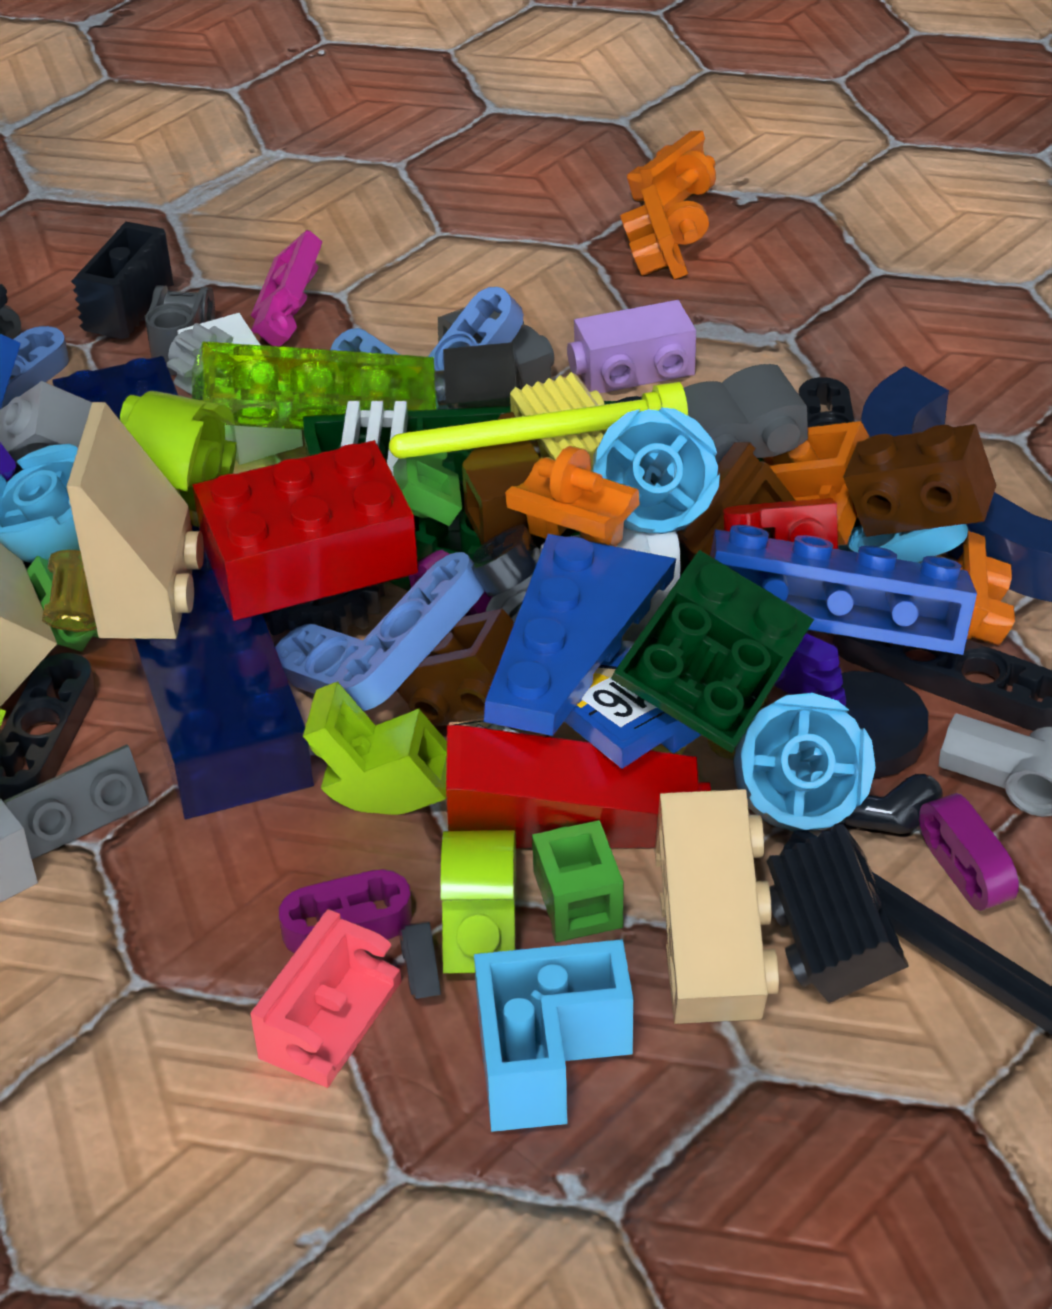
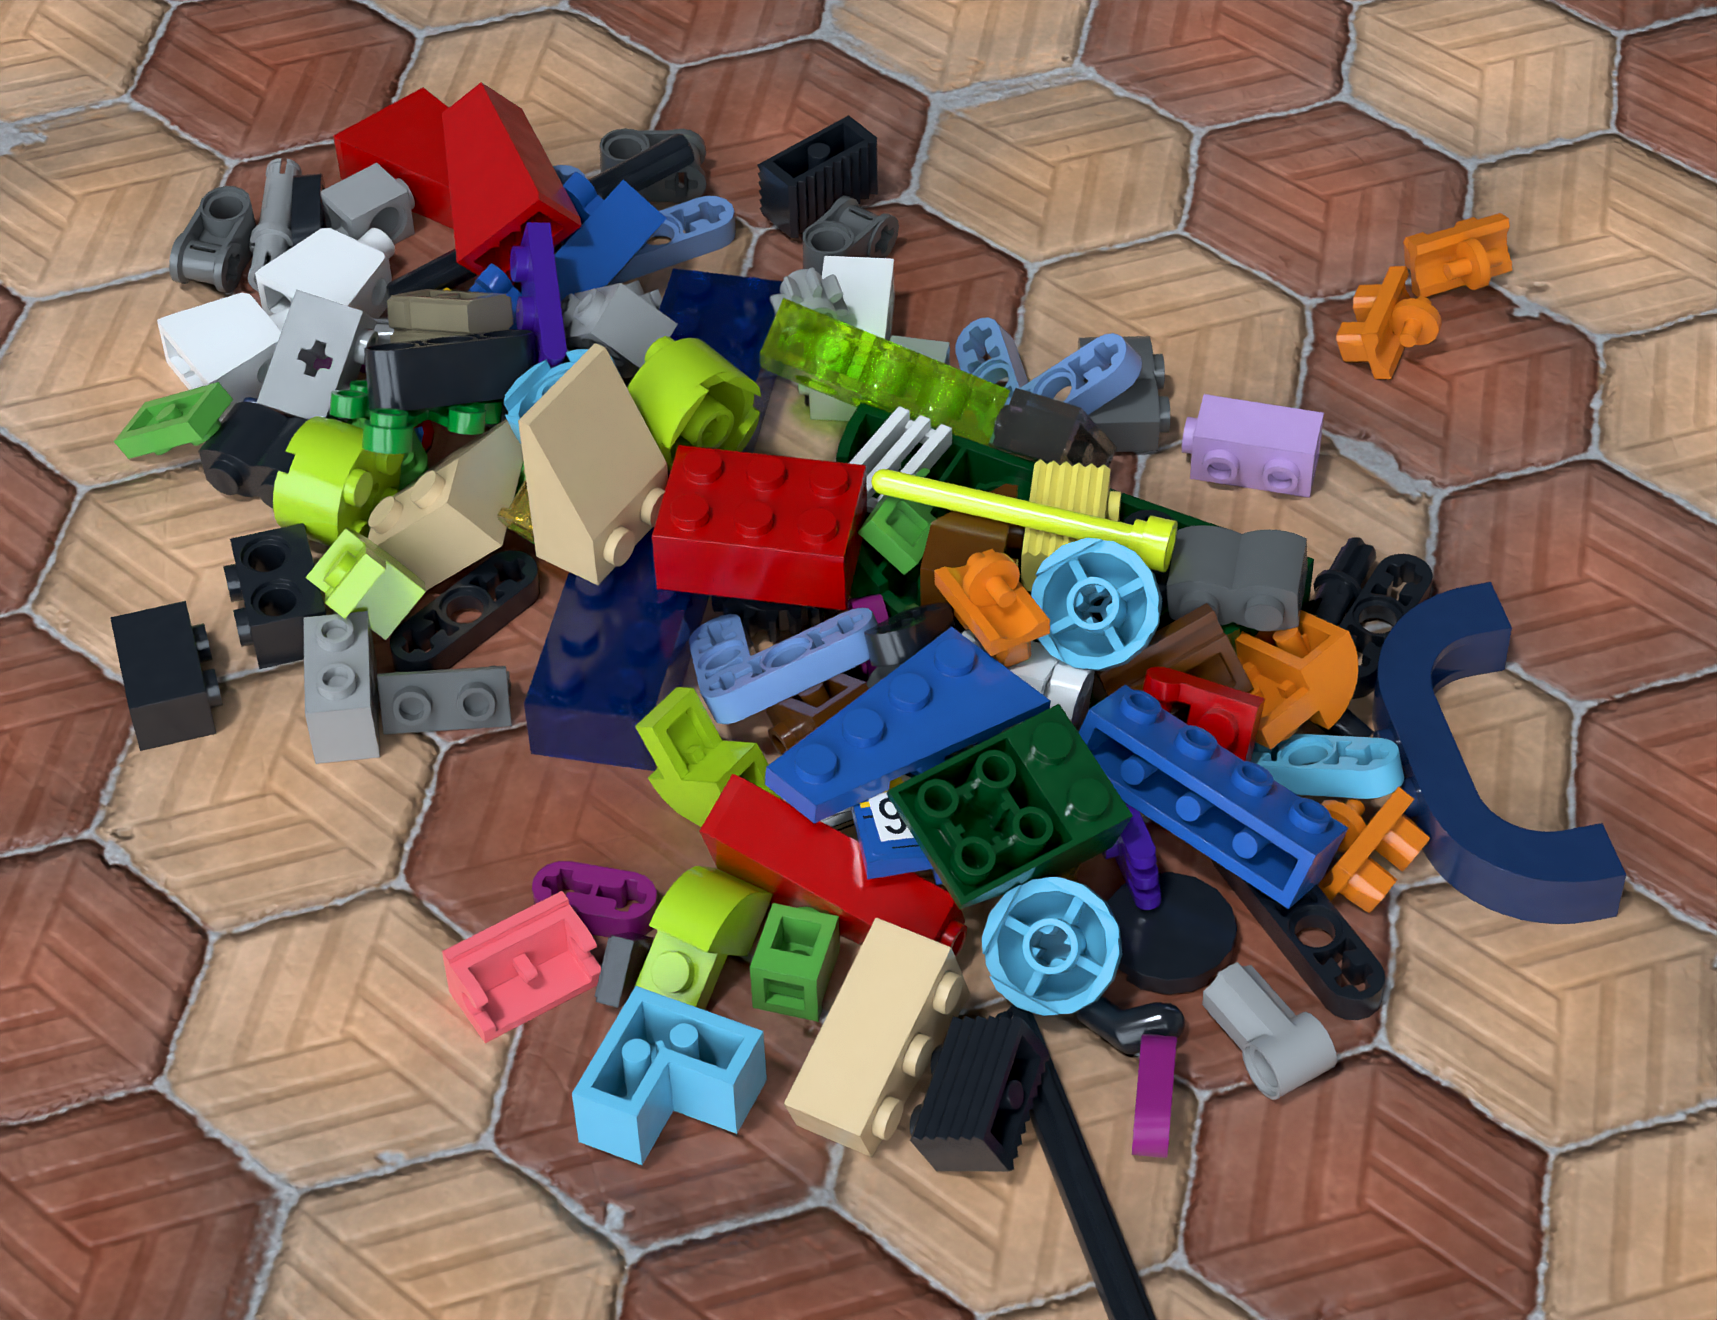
camera: 30 degrees right, 5 degrees up
(284, 289) = (968, 244): dark pink hinge -> none
(920, 480) = (1362, 717): reddish brown brick -> none

